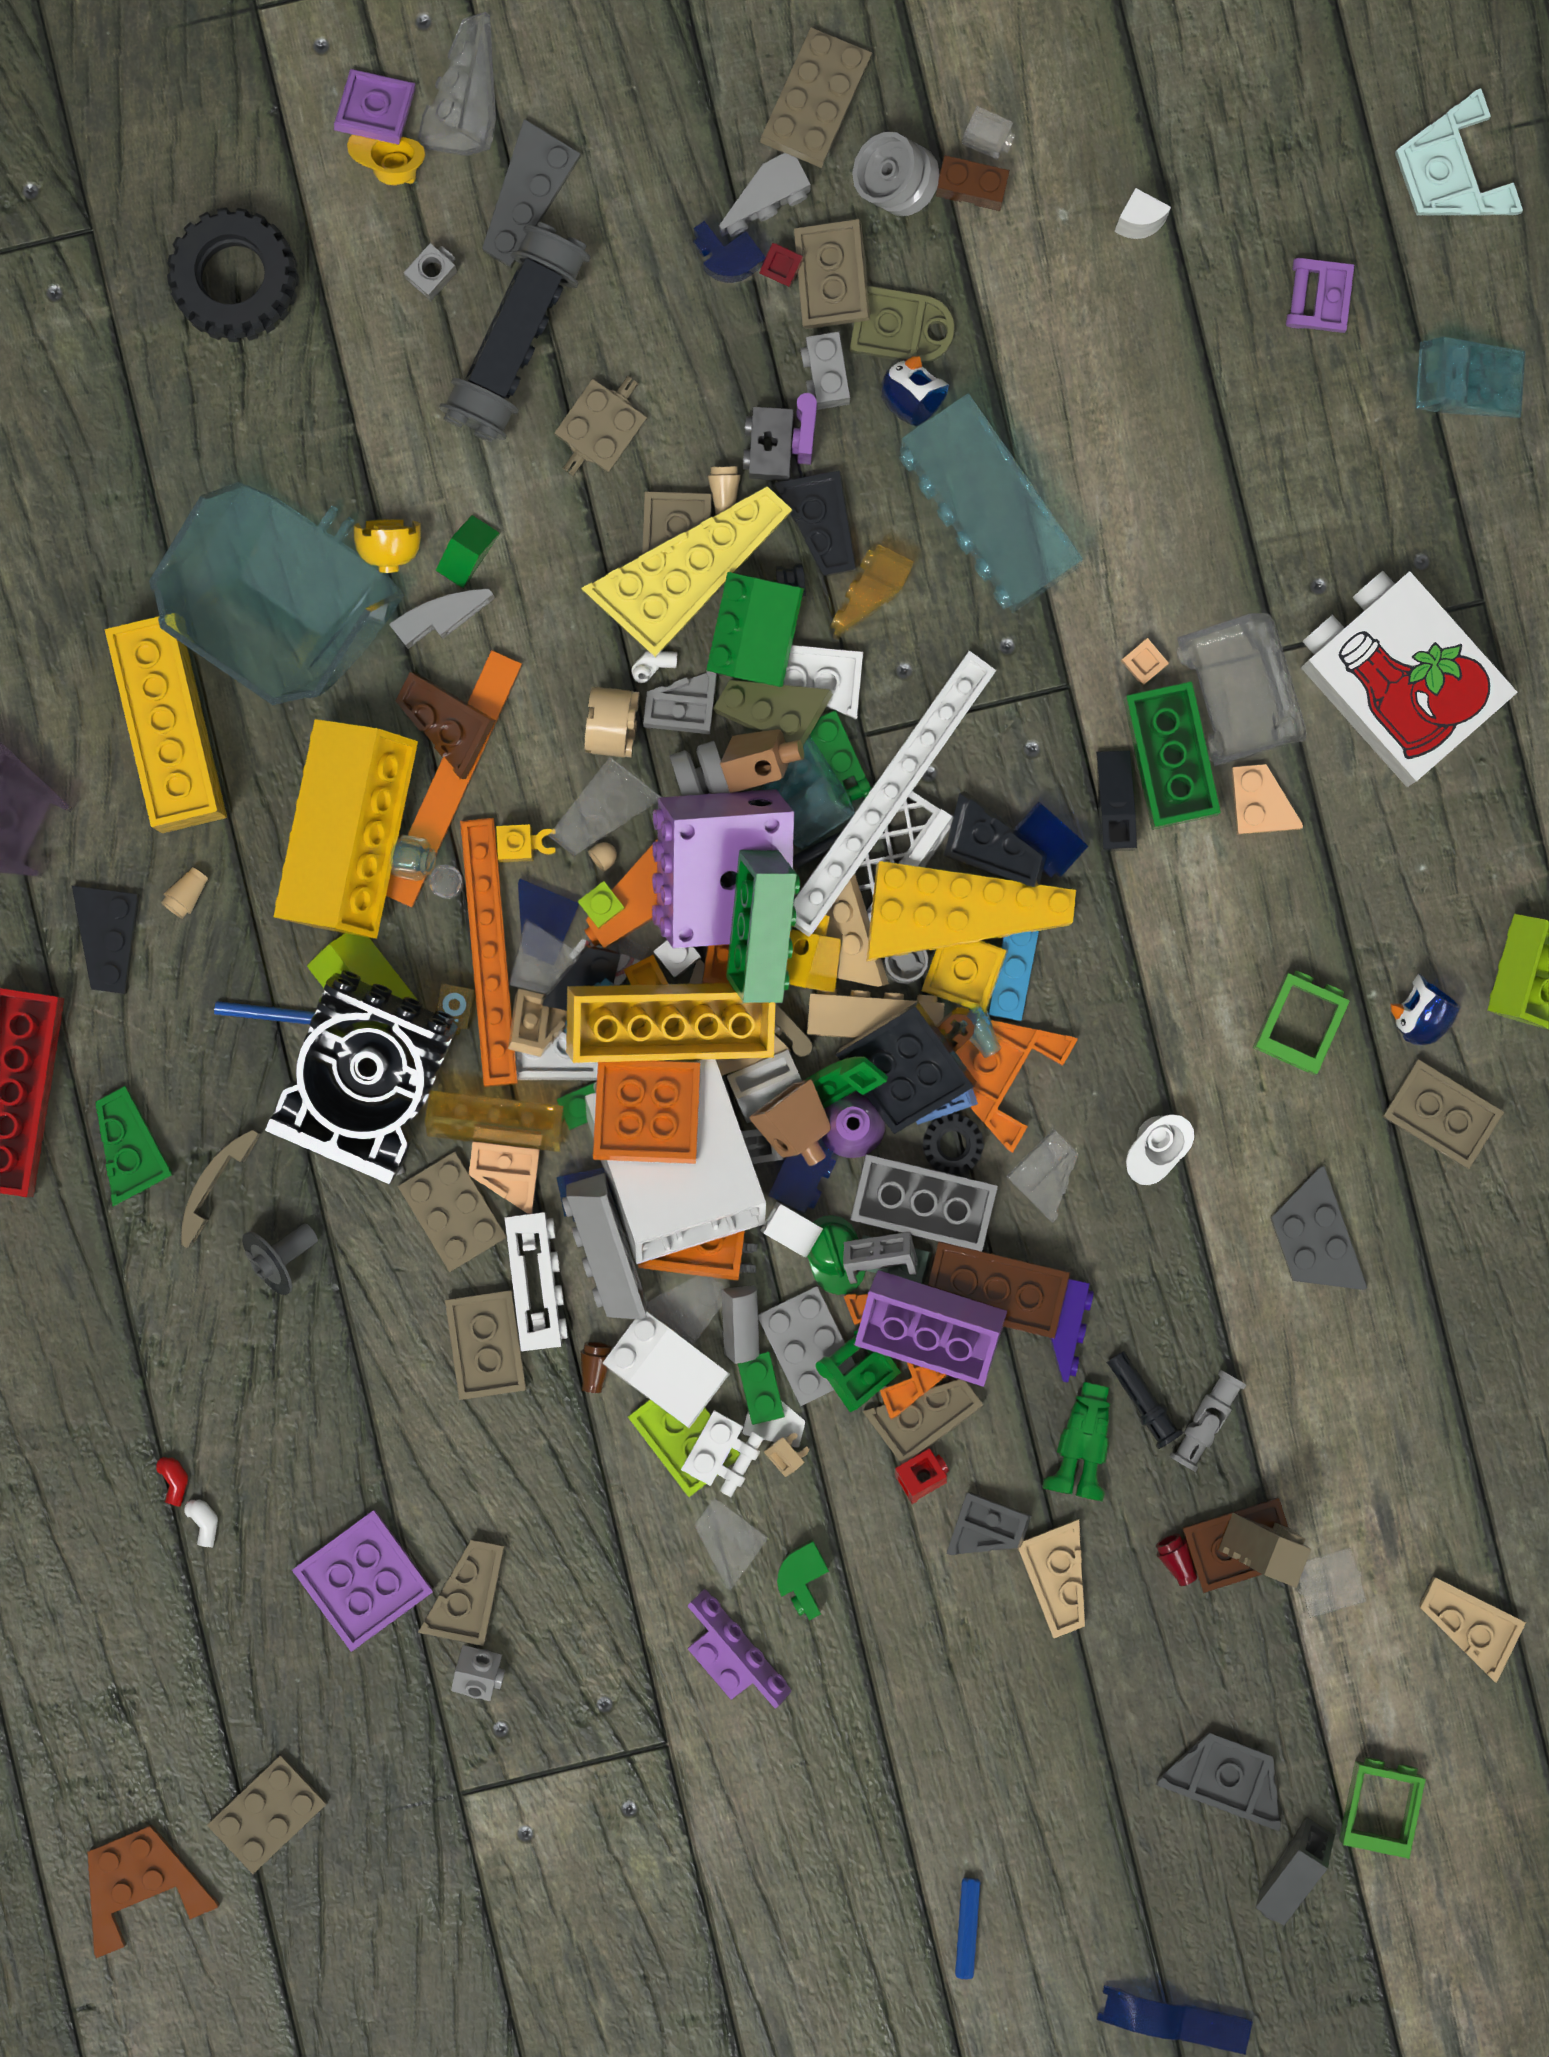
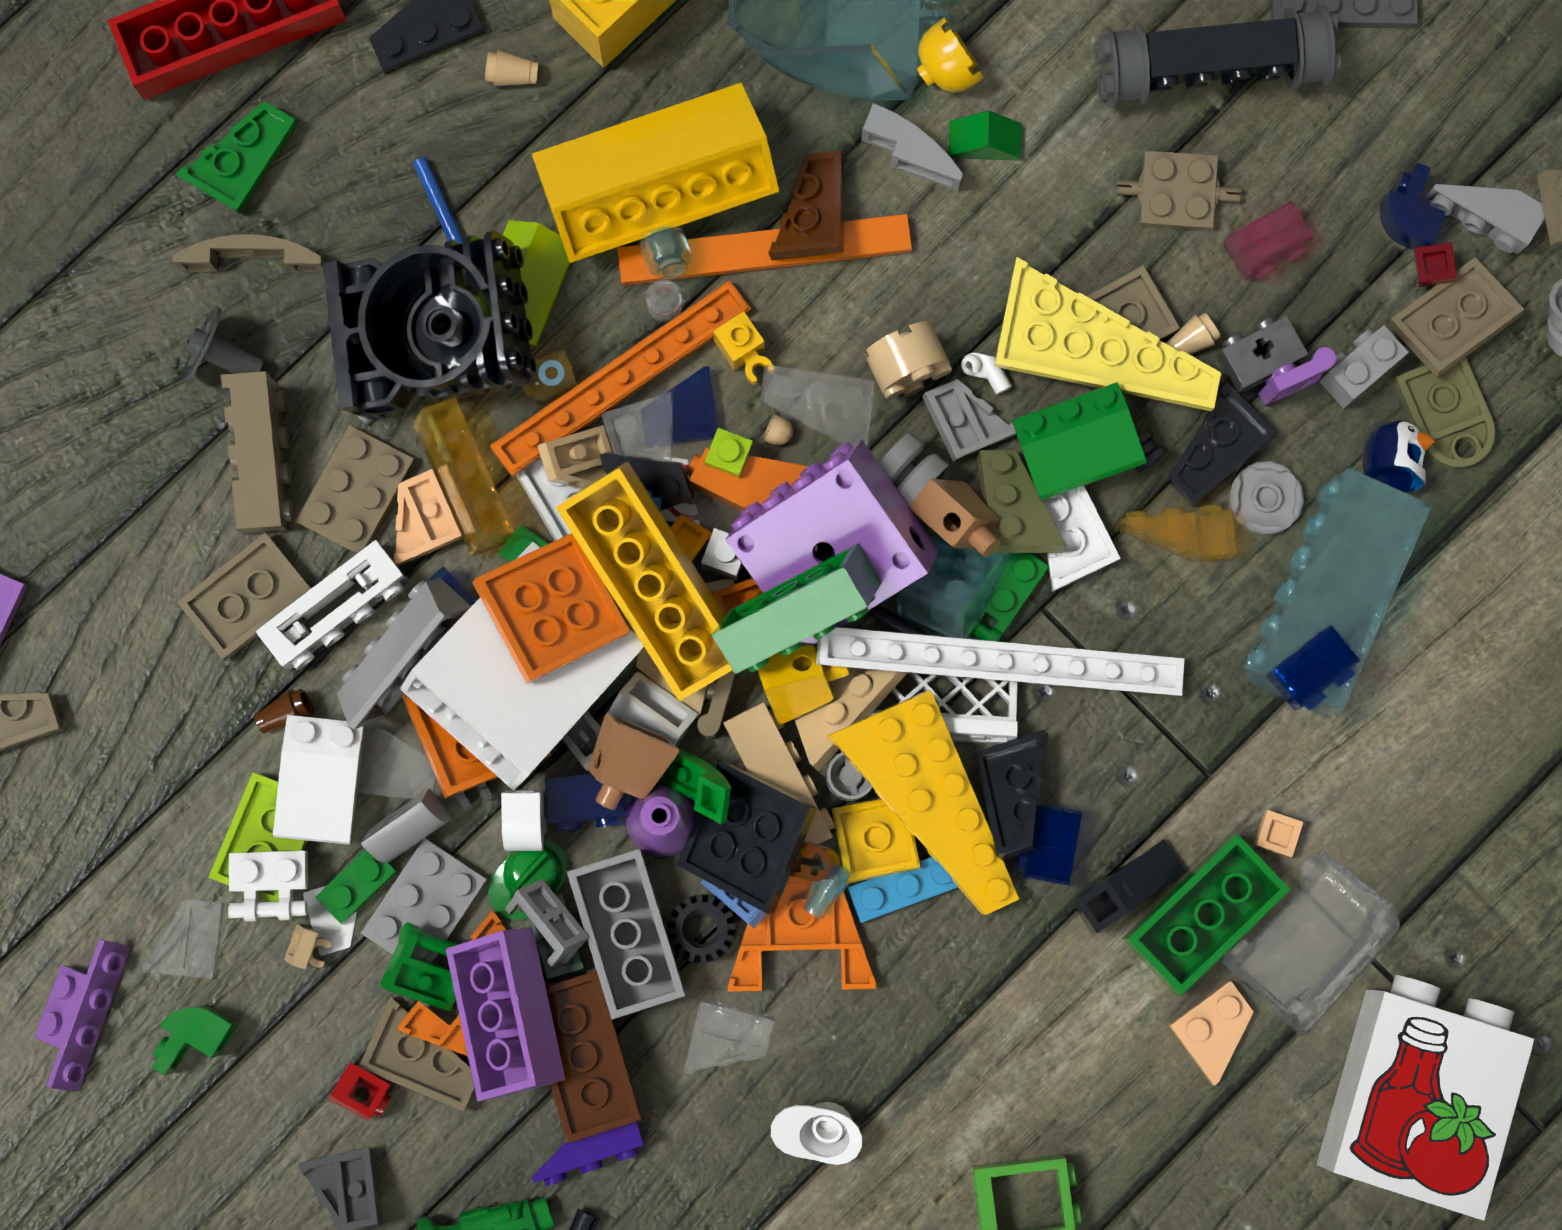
camera: 55 degrees right, 5 degrees down
(380, 1269) = (258, 452): none -> dark tan wedge
(684, 381) = (1269, 241): none -> clear pink brick
(883, 509) = (1265, 498): none -> light grey tile
(1038, 563) = (1314, 668): none -> clear blue brick

